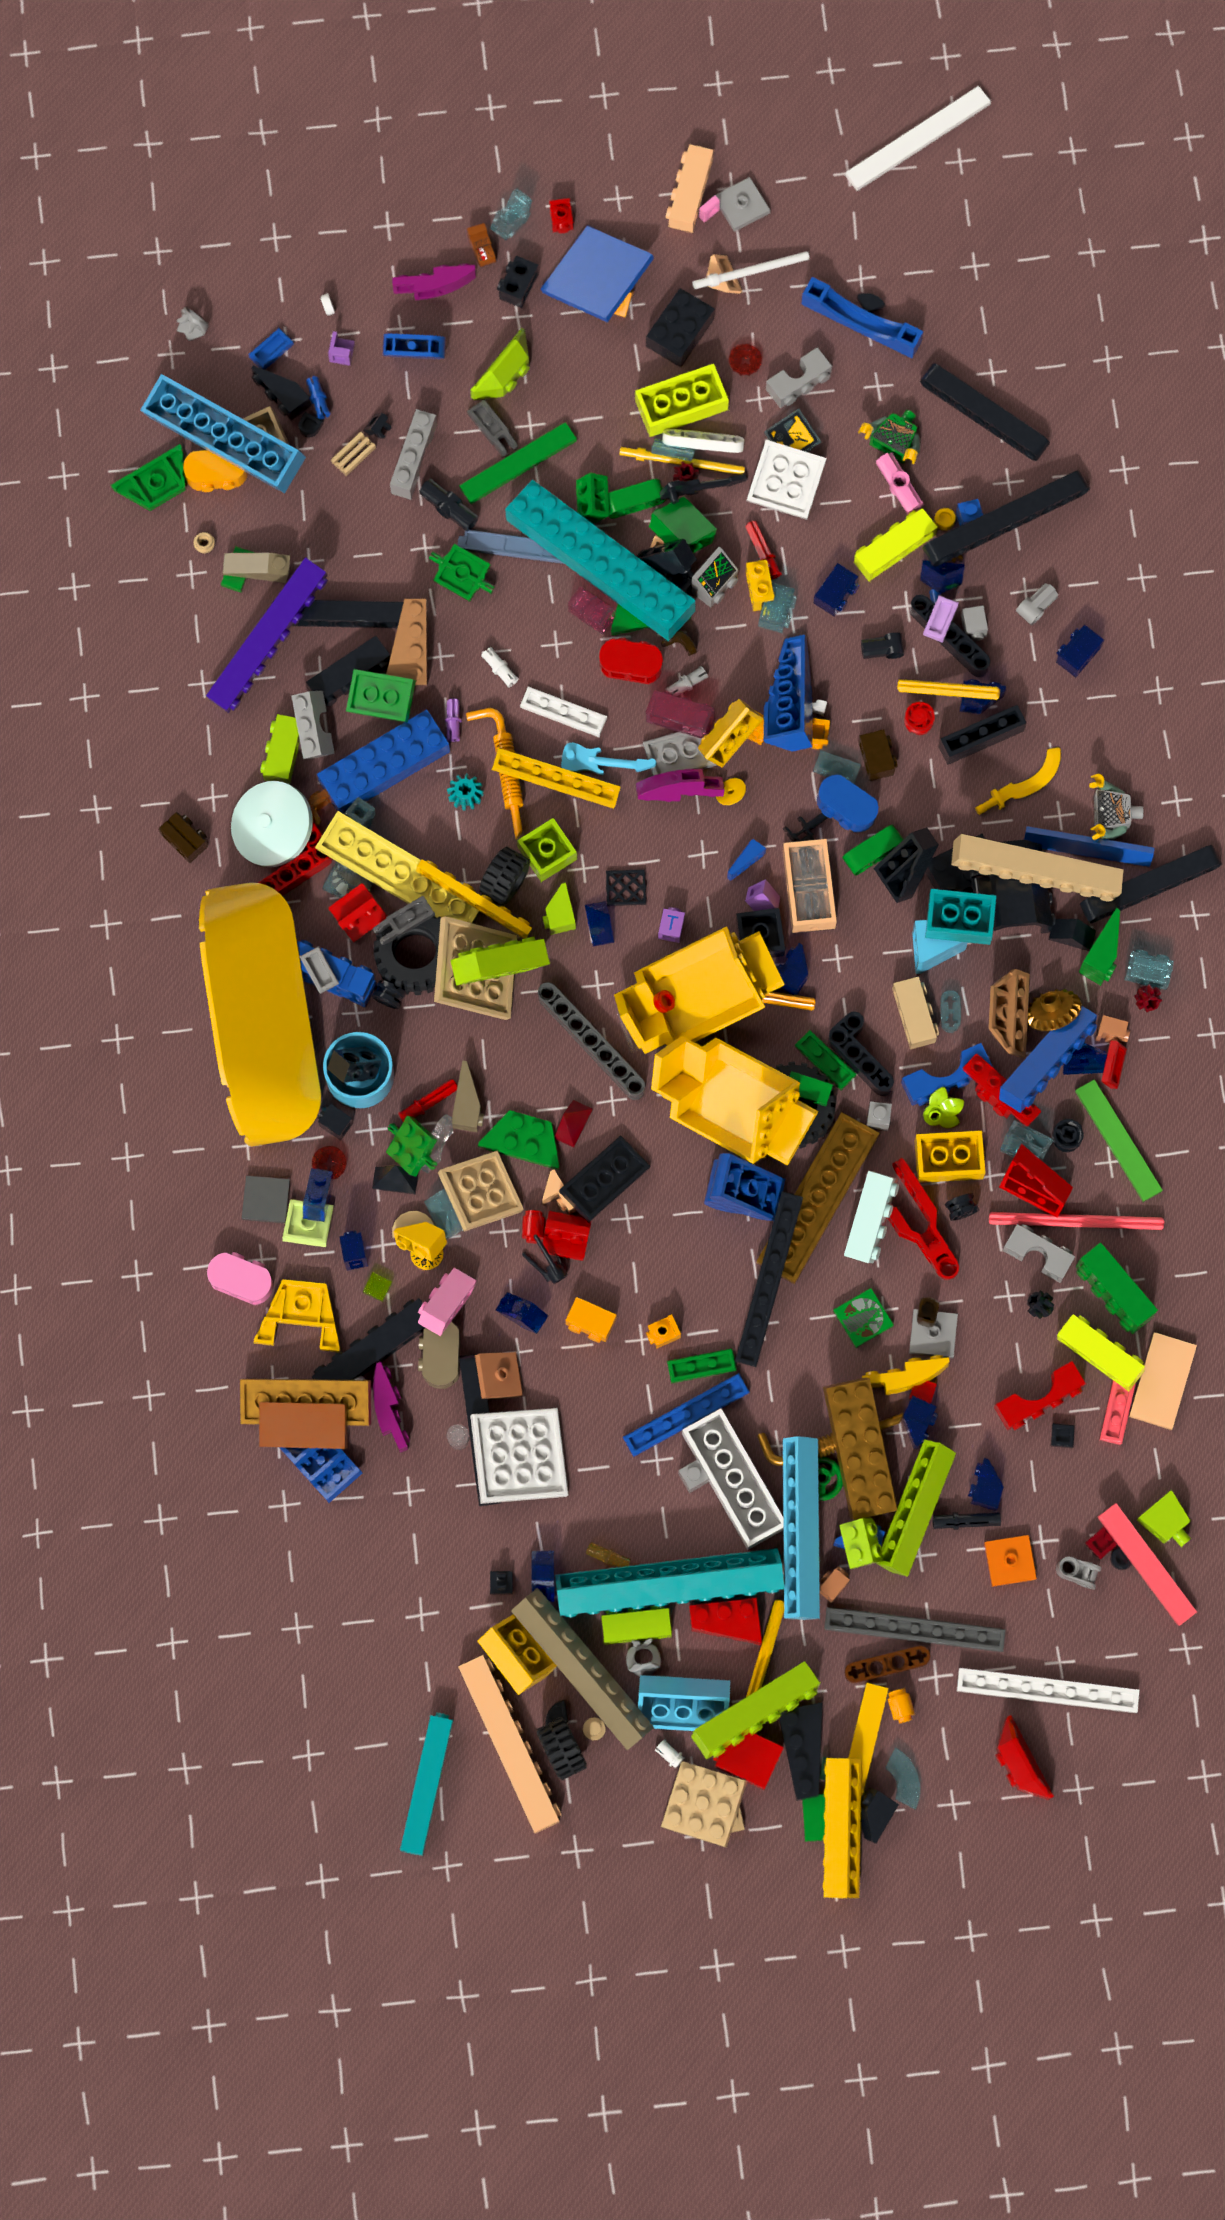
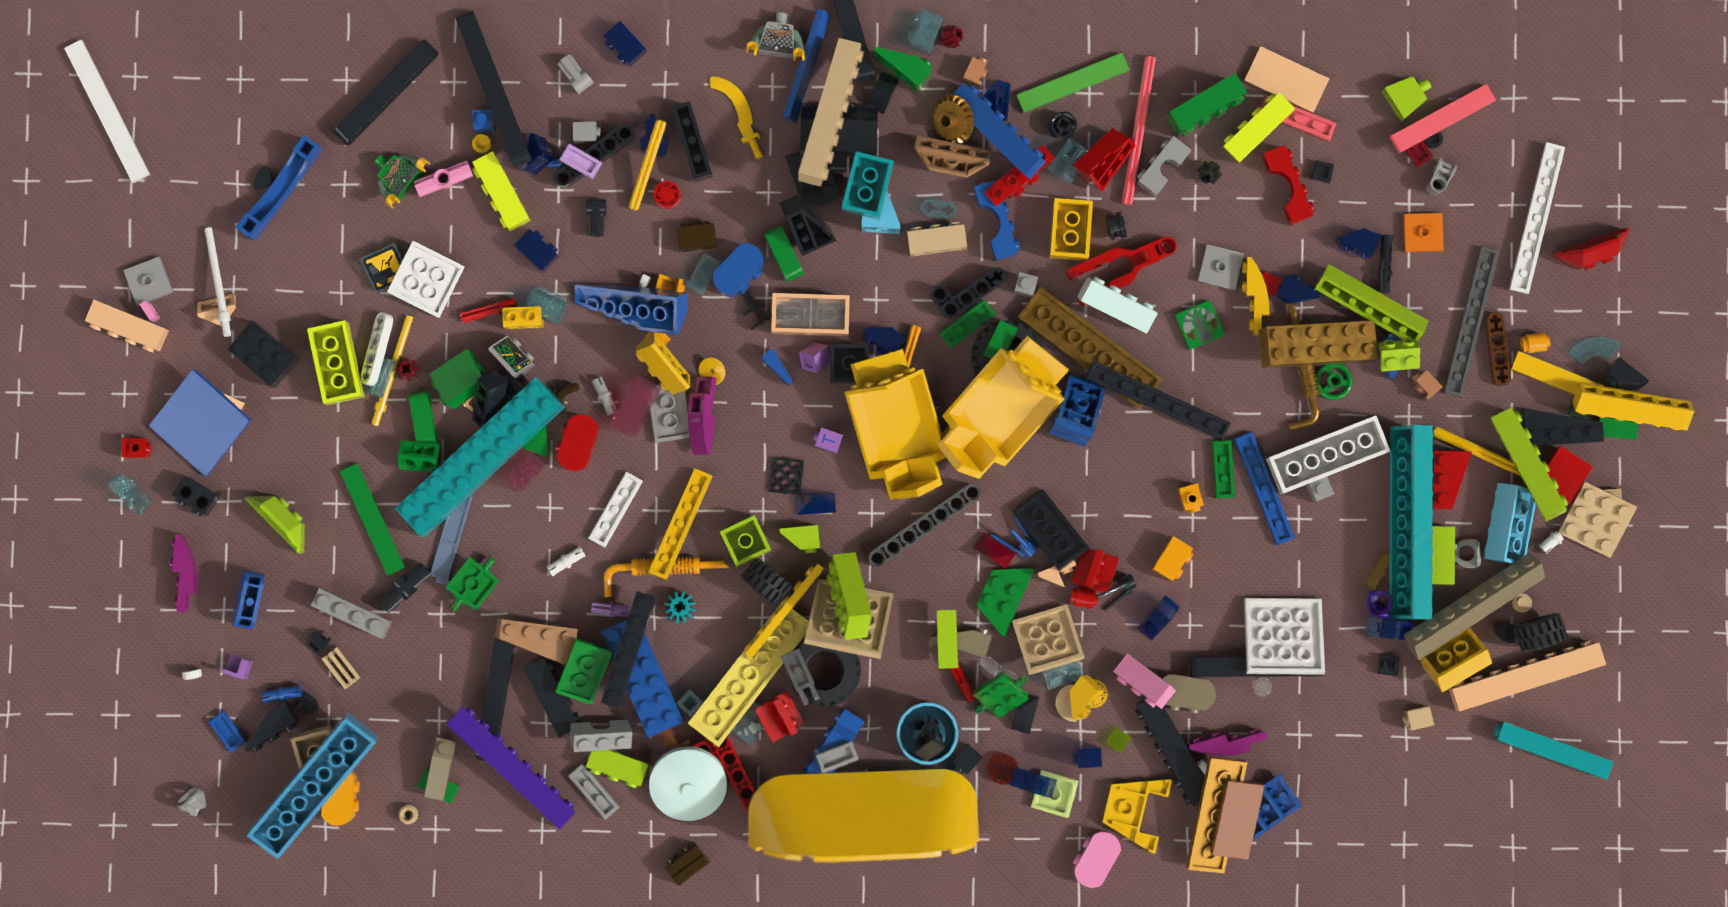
camera: 85 degrees left, 10 degrees up
(155, 481) = (342, 852): green wing -> none
(251, 730) = (593, 791): none -> light grey tile
(265, 1199) = (1027, 828): dark grey tile -> none
(388, 994) = (859, 698): black wheel -> none
(410, 736) = (628, 650): none -> black brick
(444, 1622) = (1418, 718): none -> tan brick
(466, 1078) = (947, 639): none -> lime tile
(481, 245) = (154, 525): dark orange leg -> none
(491, 426) = (333, 539): flat silver hinge -> none
(498, 1375) = (1212, 644): nougat plate -> none
(566, 1559) = (1377, 608): none -> dark purple piece
(578, 758) = (662, 501): medium azure piece -> none
(581, 1156) = (1027, 547): none -> blue plant
(664, 1001) = (901, 456): red tile -> none
(679, 488) = (424, 382): black piece -> none
(745, 351) = (293, 299): clear red gear -> none
(786, 389) = (323, 238): light grey arch -> none
(801, 1528) = (1381, 404): medium azure brick -> none
(927, 1311) = (1204, 269): dark brown hair -> none
(945, 1107) = (1025, 228): lime plate -> none
(1114, 1064) = (1006, 75): red tile -> none

